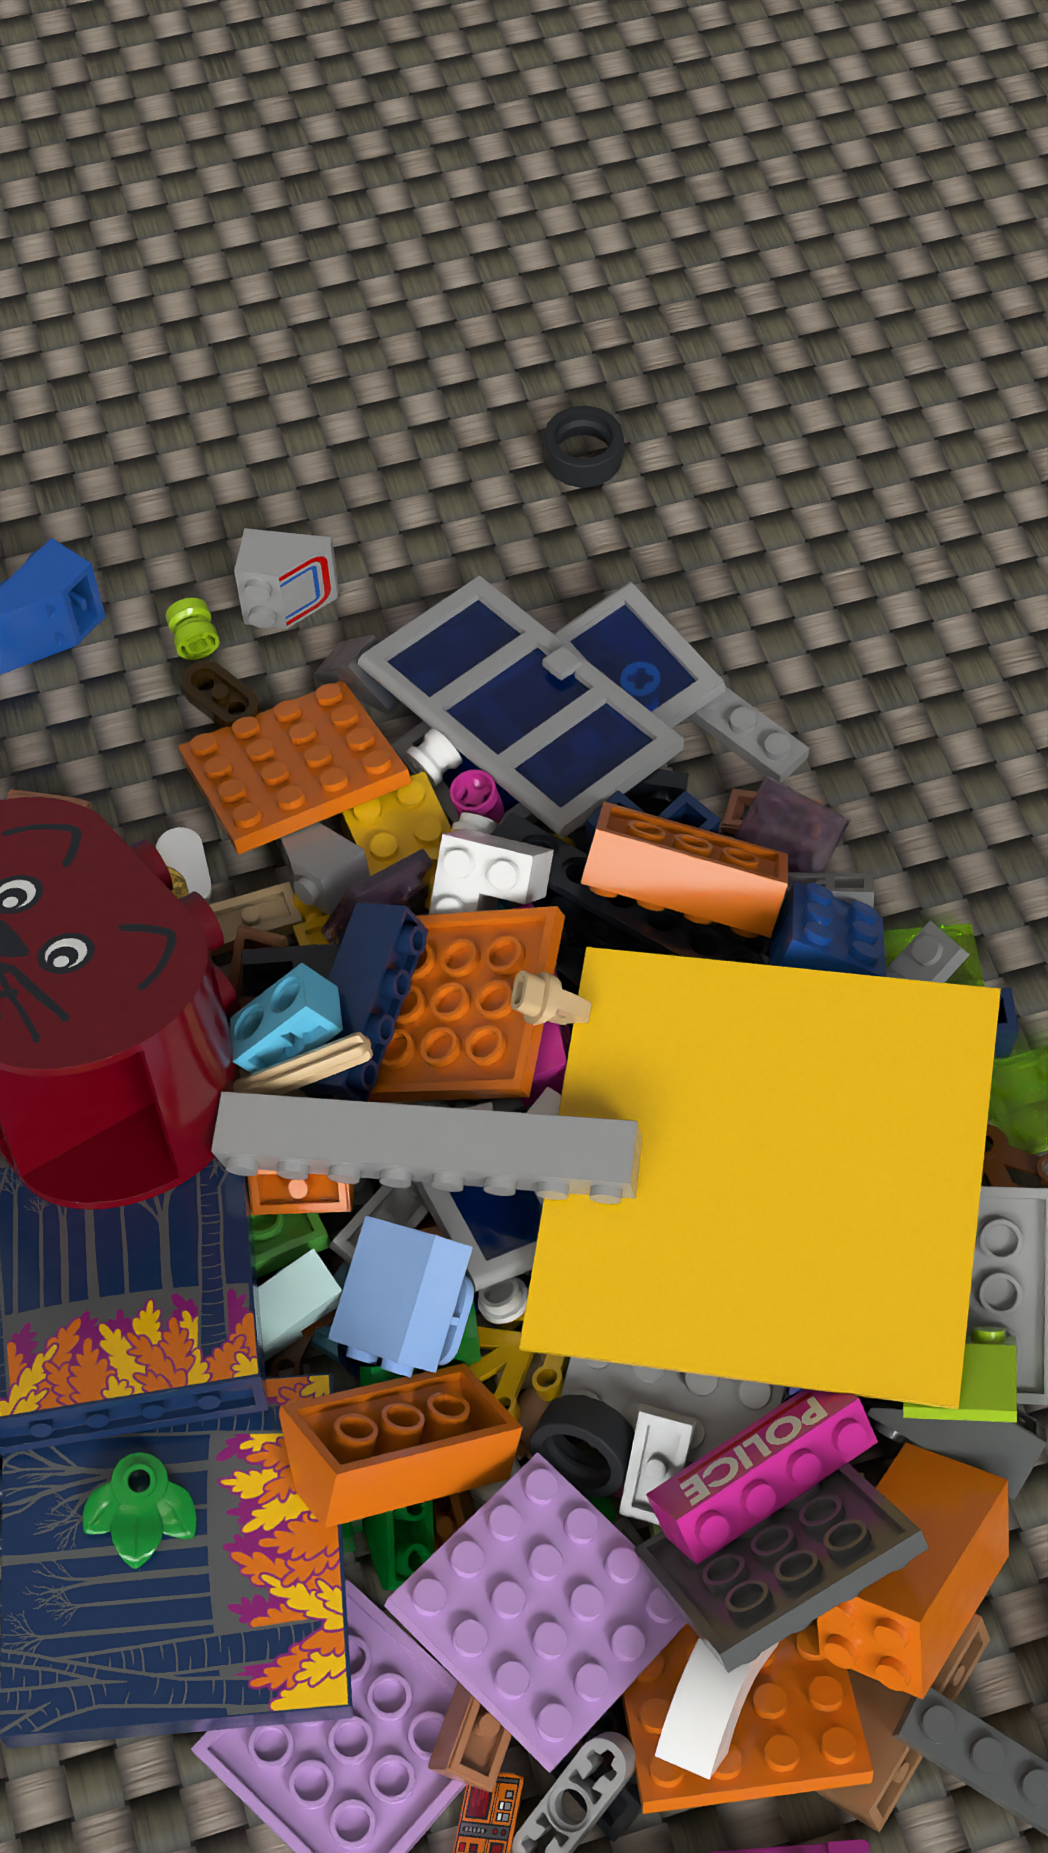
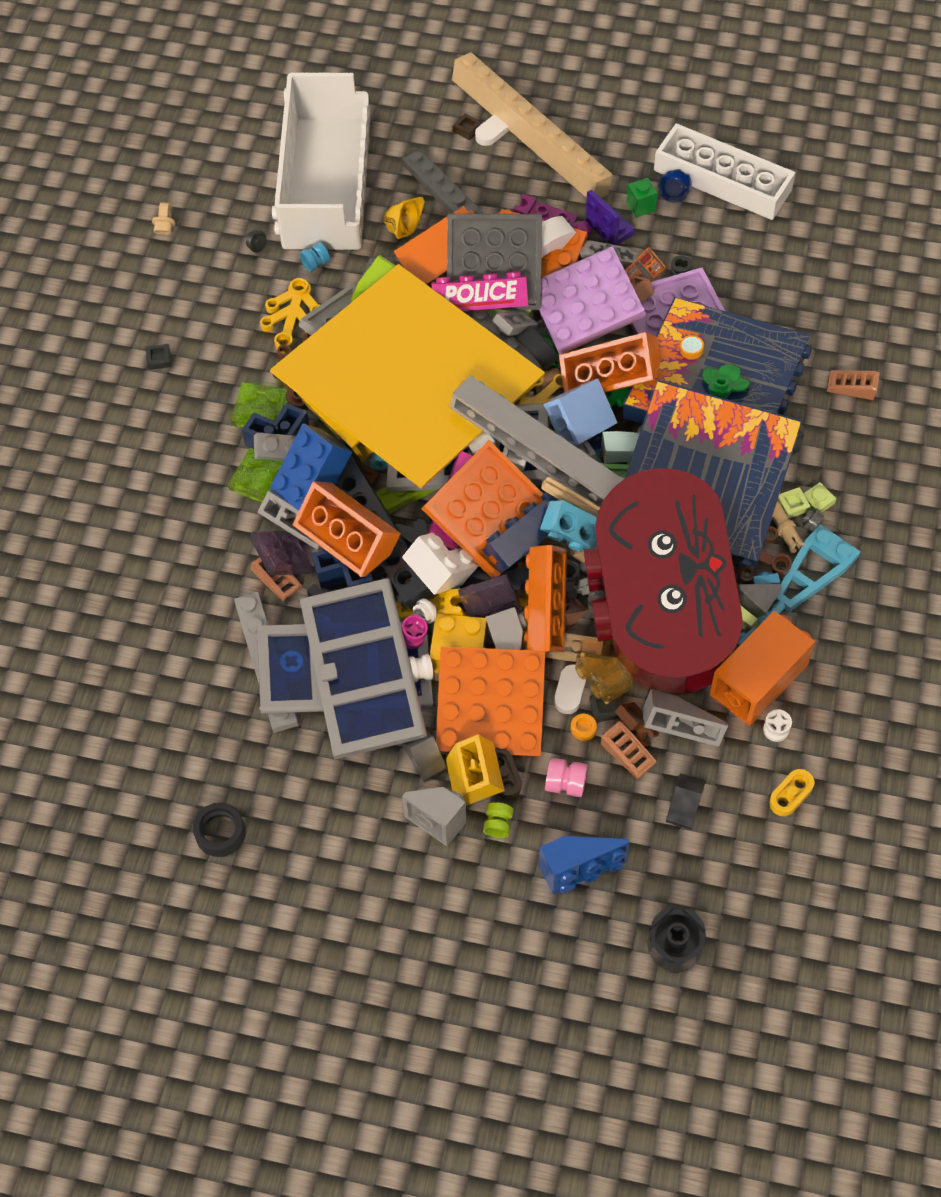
camera: 150 degrees left, 0 degrees up
(134, 719) = (566, 777): none -> bright pink wheel
(134, 822) = (583, 727): none -> light orange tile
(248, 1567) = (691, 347): none -> tile
(255, 655) = (474, 769): none -> yellow slope
(268, 903) = (546, 599): none -> orange slope
(543, 1000) = (456, 462): tan piece -> none

